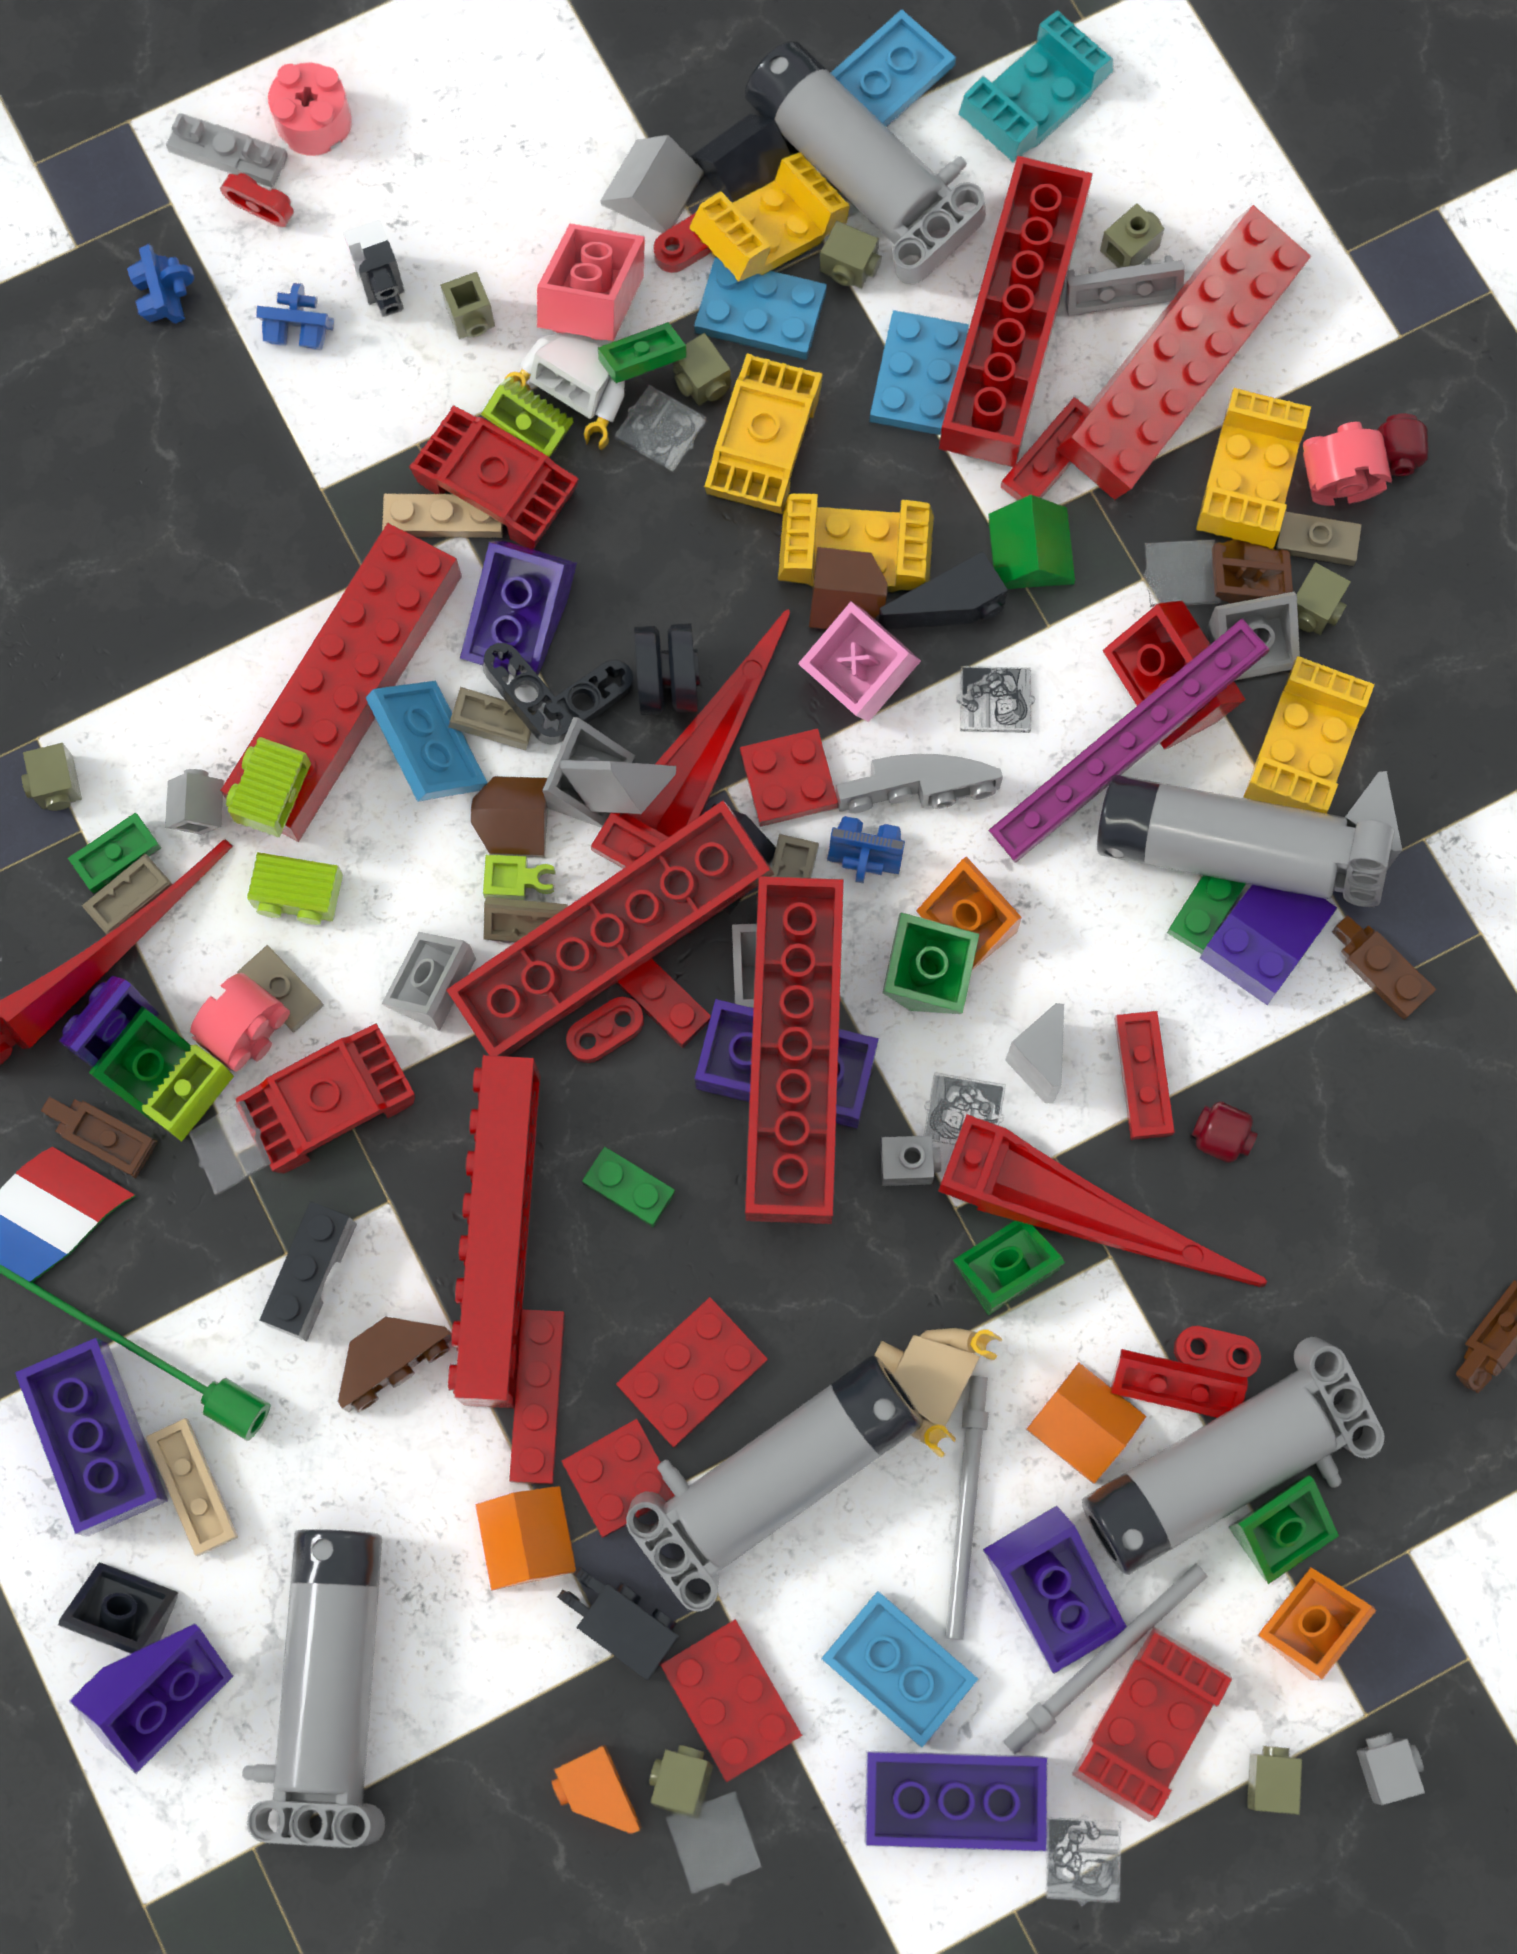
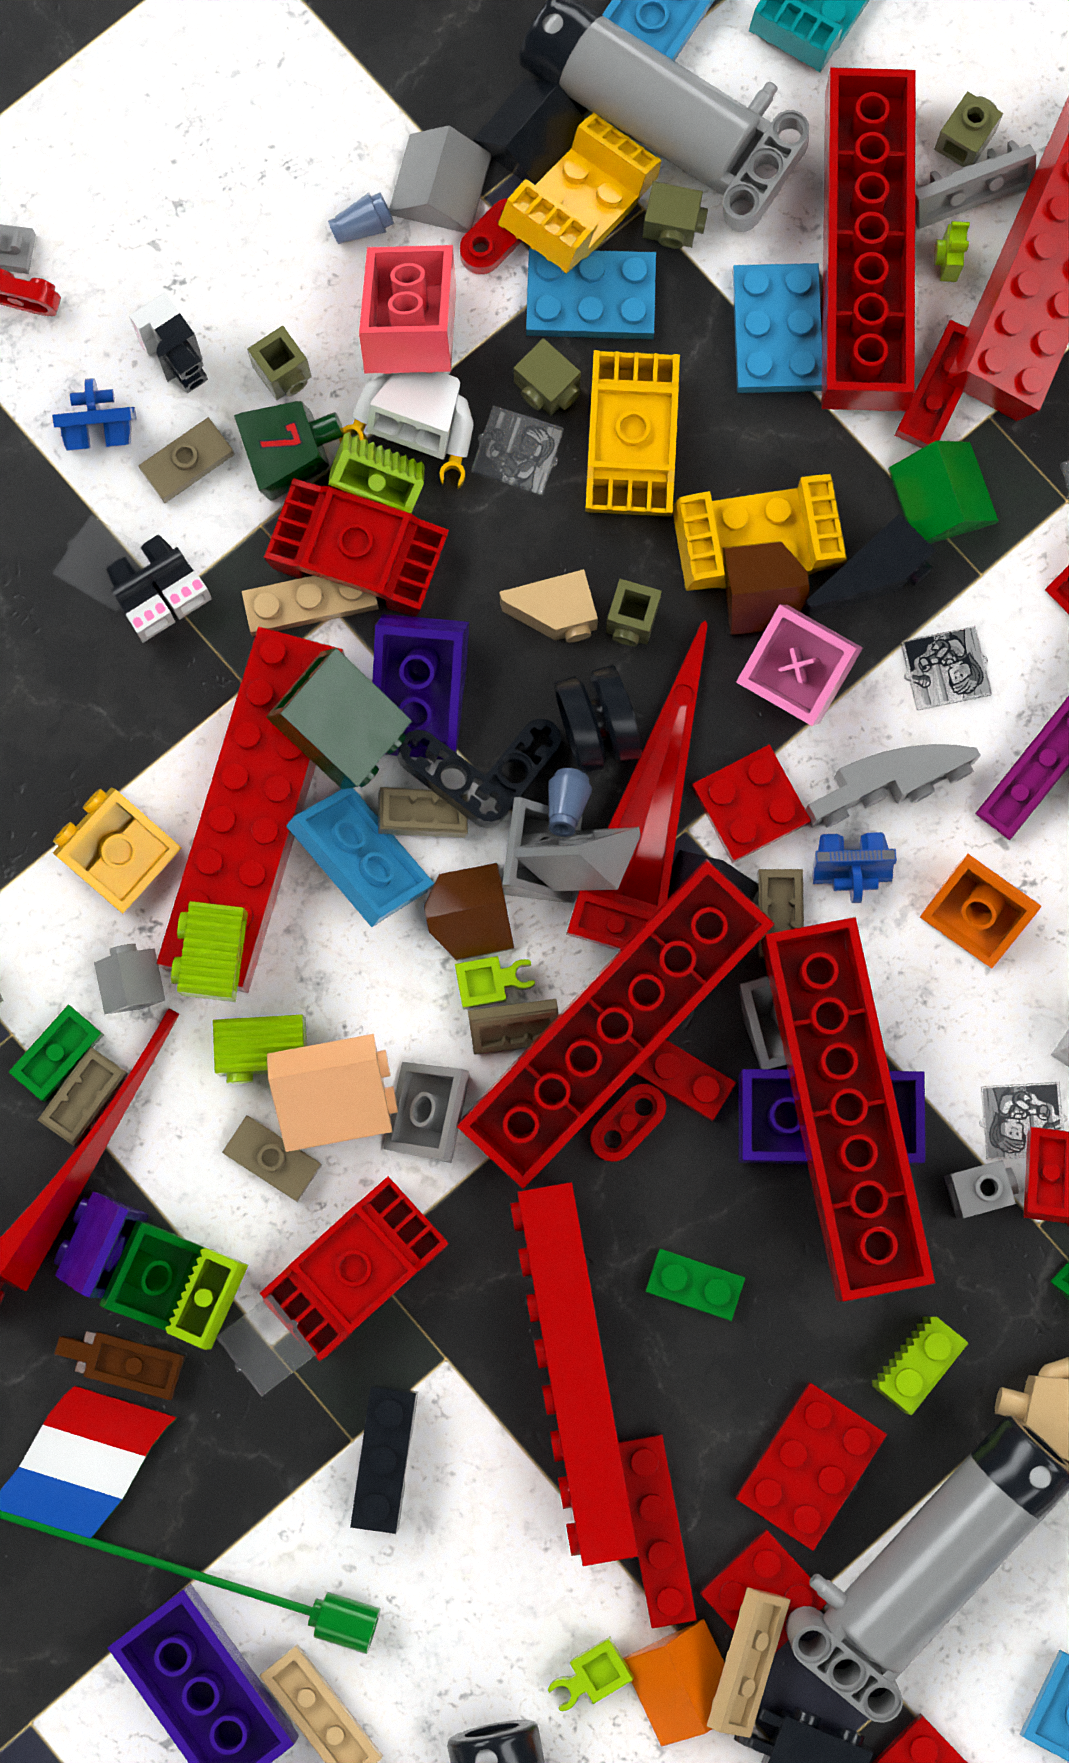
camera: 15 degrees left, 5 degrees up
(213, 688) = (115, 848): none -> yellow plate
(238, 1022) = (242, 1210): coral brick -> none
(271, 446) = (89, 556): none -> clear piece
(293, 475) = (166, 572): none -> hips
(309, 107) = (46, 155): coral brick -> none
(344, 938) = (331, 1092): none -> light nougat brick
(366, 373) = (186, 460): none -> dark tan plate
(386, 1357) = (491, 1527): reddish brown slope -> none
(436, 616) = (340, 720): none -> brick
(448, 1508) = (597, 1672): none -> lime plate
(455, 375) = (286, 444): none -> dark green torso
(574, 201) = (362, 219): none -> sand blue cone
(585, 1526) = (748, 1663): none -> tan plate
(622, 731) = (567, 799): none -> sand blue cone
(642, 352) = (484, 376): green plate -> none
(655, 566) = (554, 606): none -> tan slope
(723, 585) = (633, 613): none -> olive brick
(812, 1301) = (919, 1364): none -> lime brick
(930, 965) = (956, 976): green slope -> none
(1088, 337) = (950, 251): none -> lime plate

